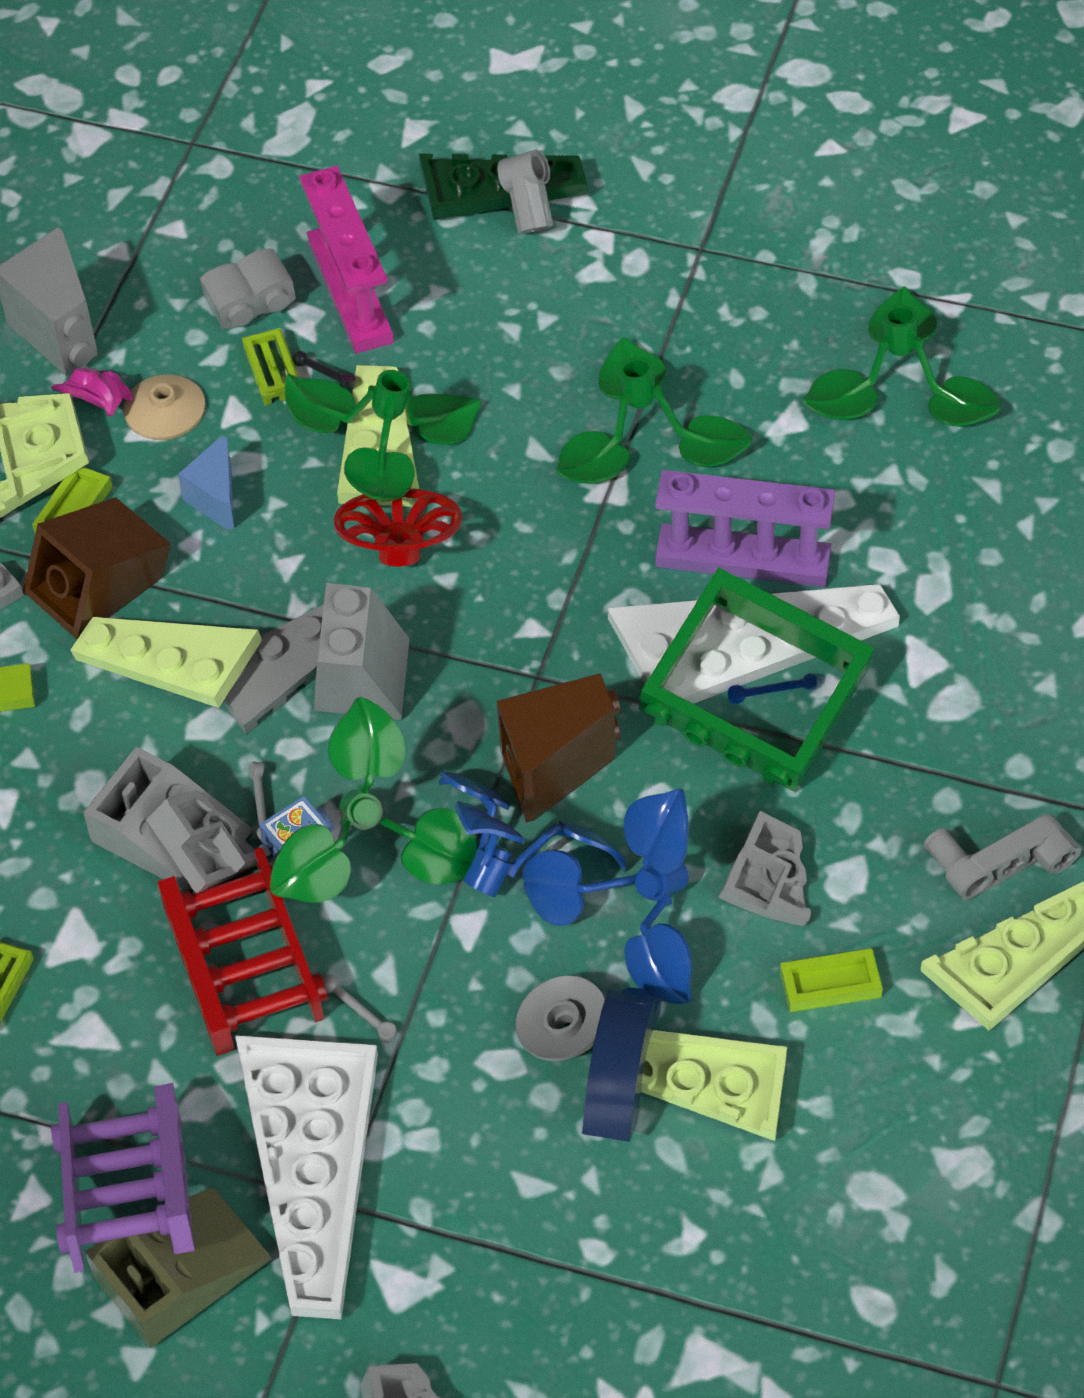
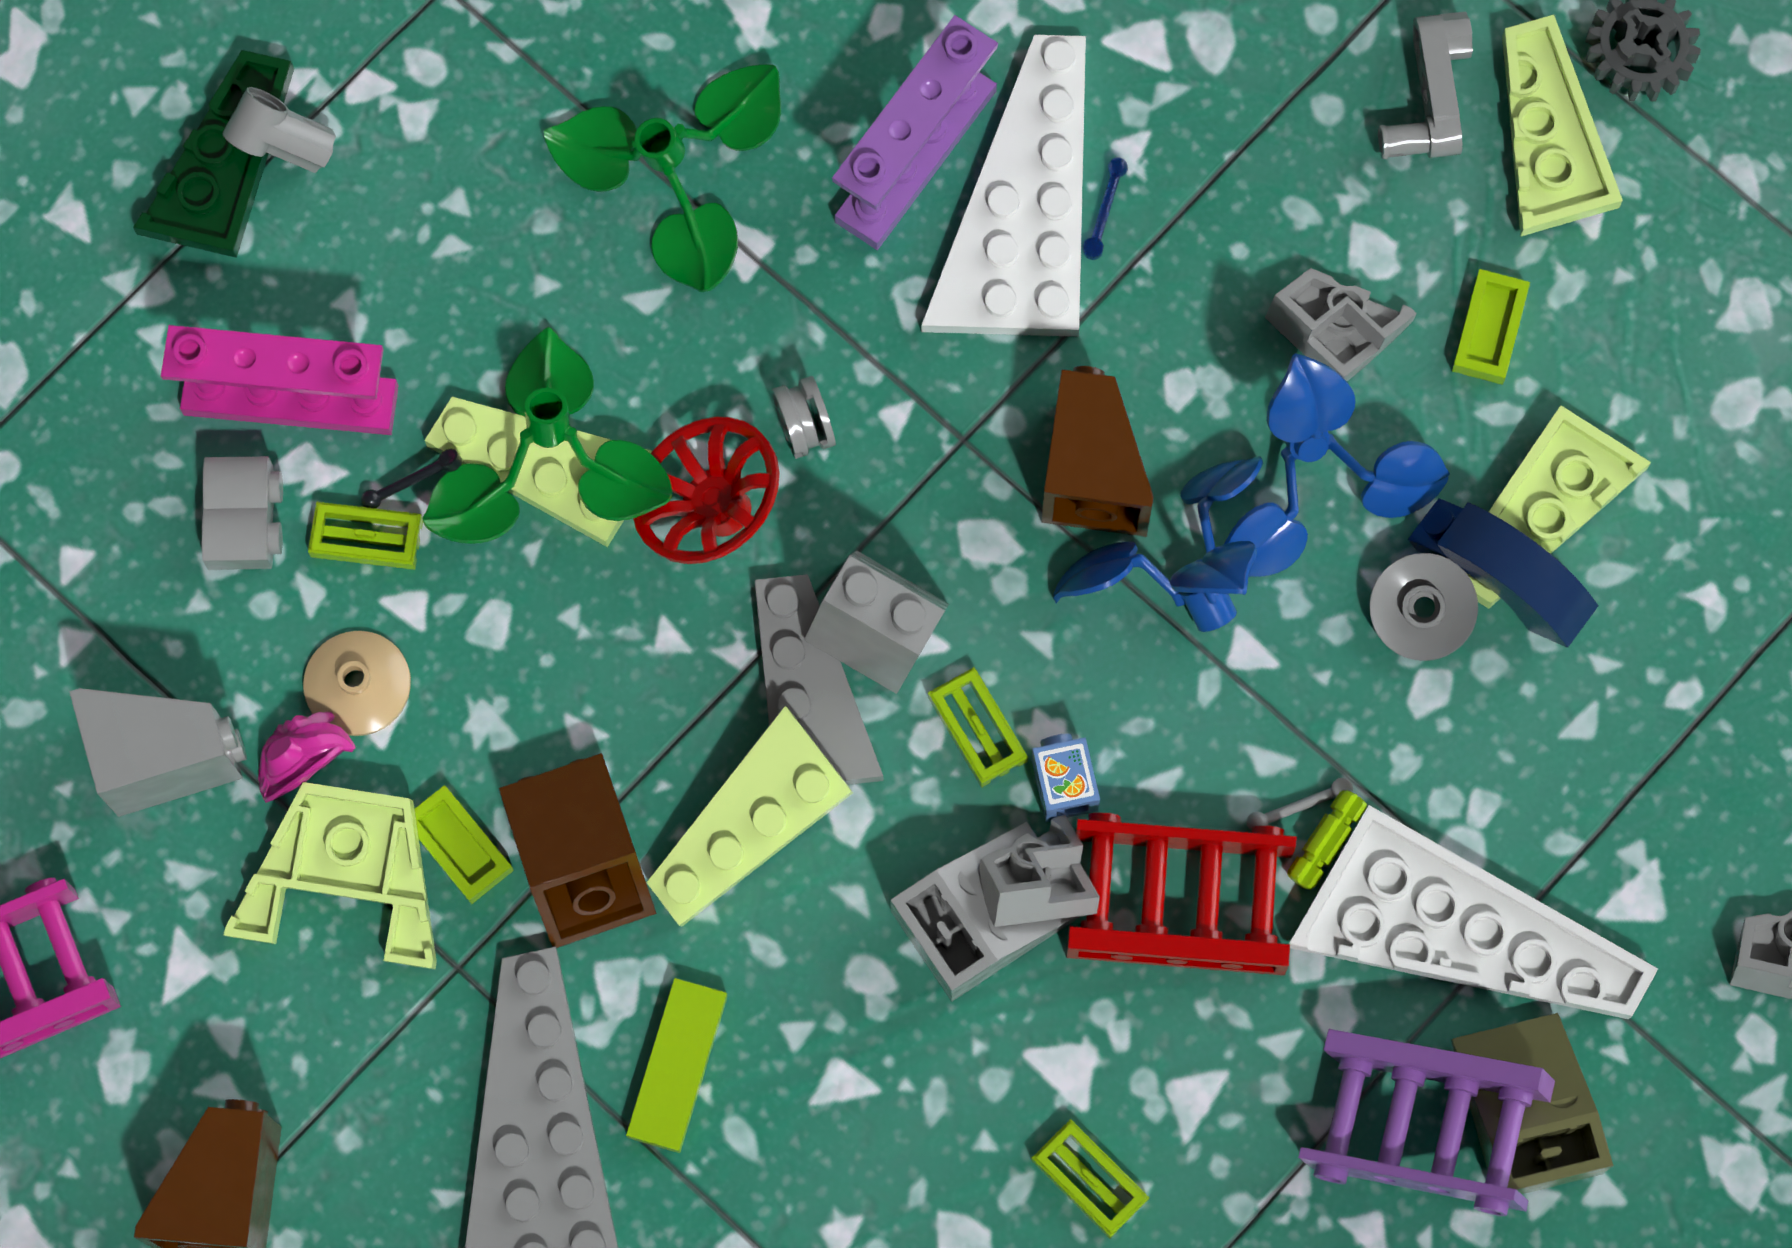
camera: 65 degrees left, 20 degrees up
(208, 484) = (524, 673): medium blue slope -> none
(256, 772) = (947, 788): light grey hinge -> none
(281, 787) = (999, 765): none -> lime tile
(336, 1031) = (1327, 839): none -> lime axle
(364, 746) = (1048, 651): green plant -> none
(491, 561) = (798, 419): none -> light grey wheel
(786, 624) = (1080, 330): green window -> none

